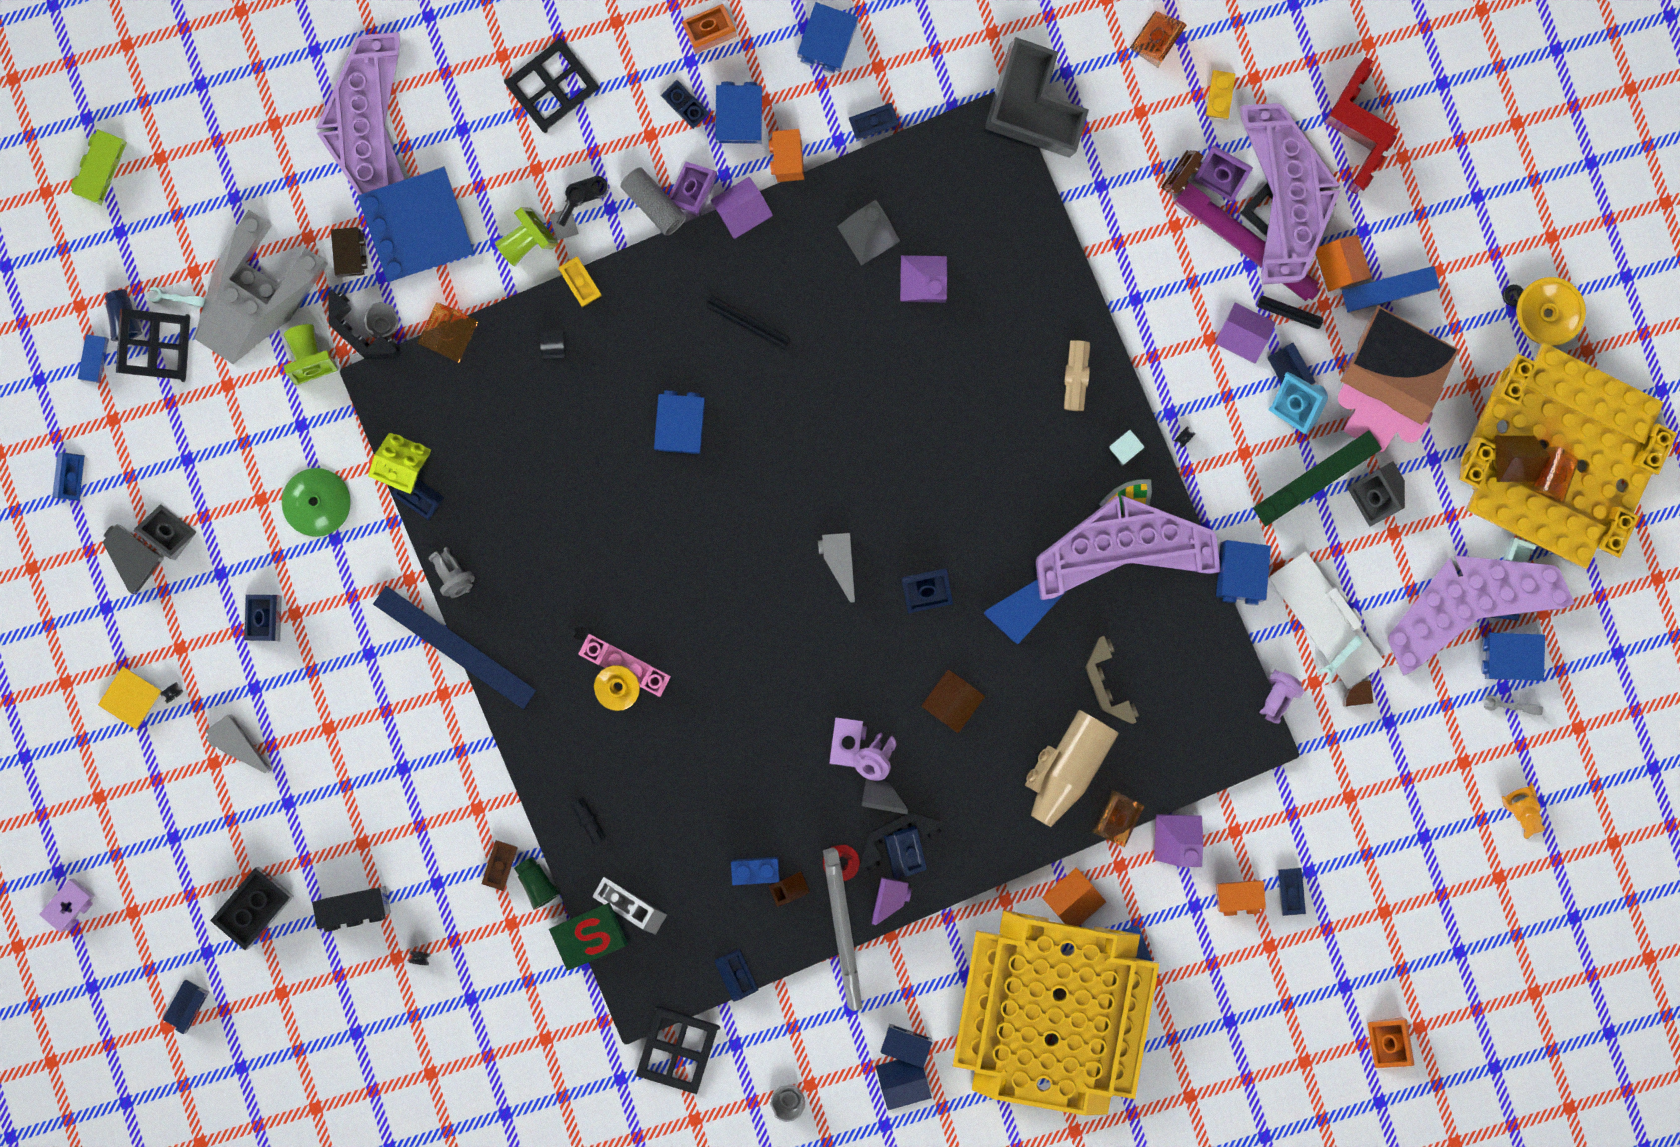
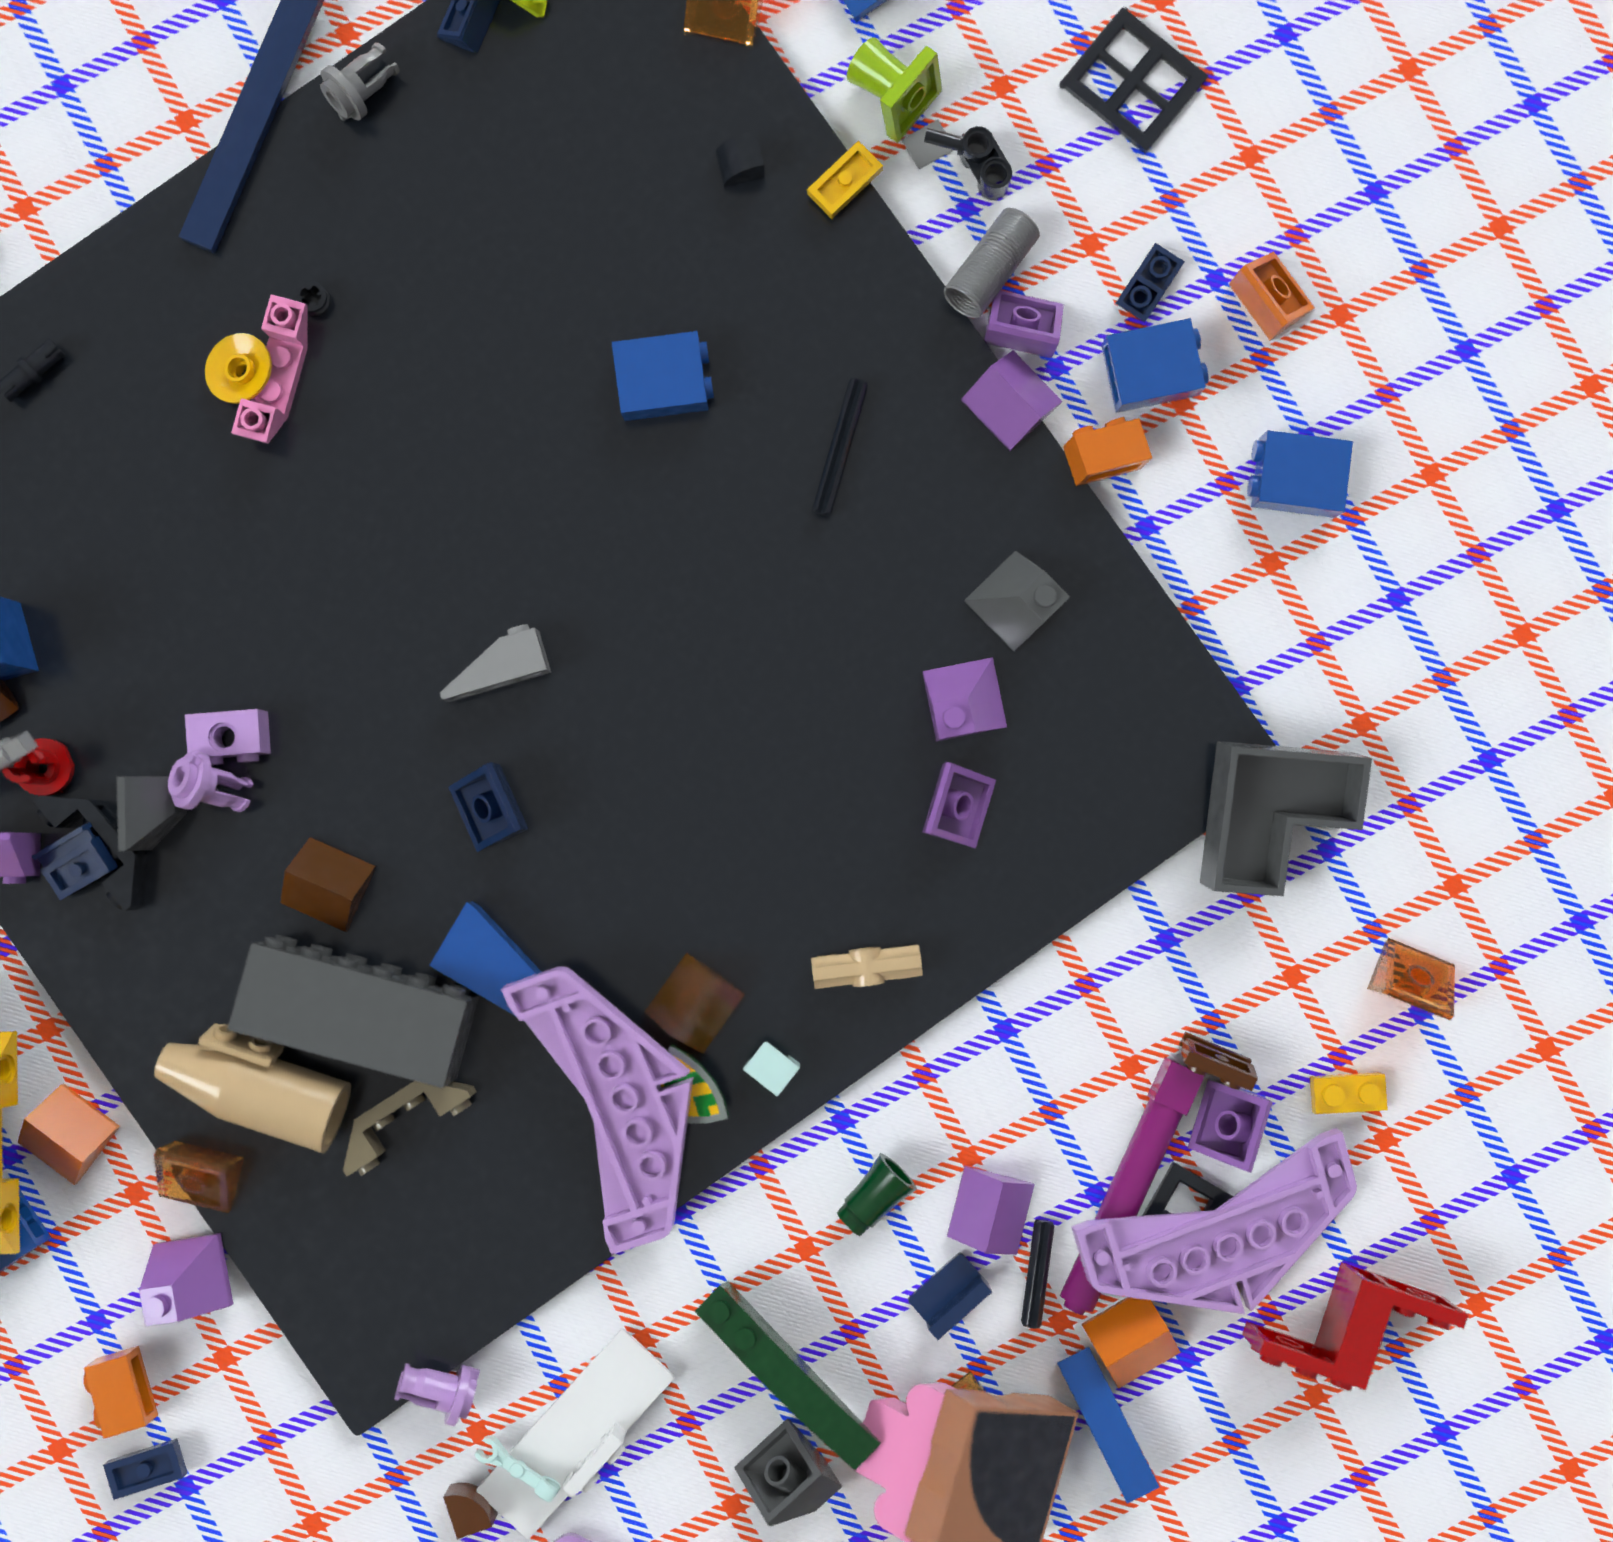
camera: 75 degrees right, 0 degrees up
(873, 121) = (1188, 572): dark blue plate -> none
(989, 297) = (959, 805): none -> medium lavender slope
(1035, 694) = (354, 1010): none -> dark grey brick
(1076, 488) = (694, 1003): none -> clear orange slope
(1184, 437) = (809, 1152): black bush -> none
(1219, 401) = (875, 1195): none -> dark green plant
(1243, 572) = (618, 1290): blue brick -> none
(1299, 403) = (900, 1321): medium azure slope -> none

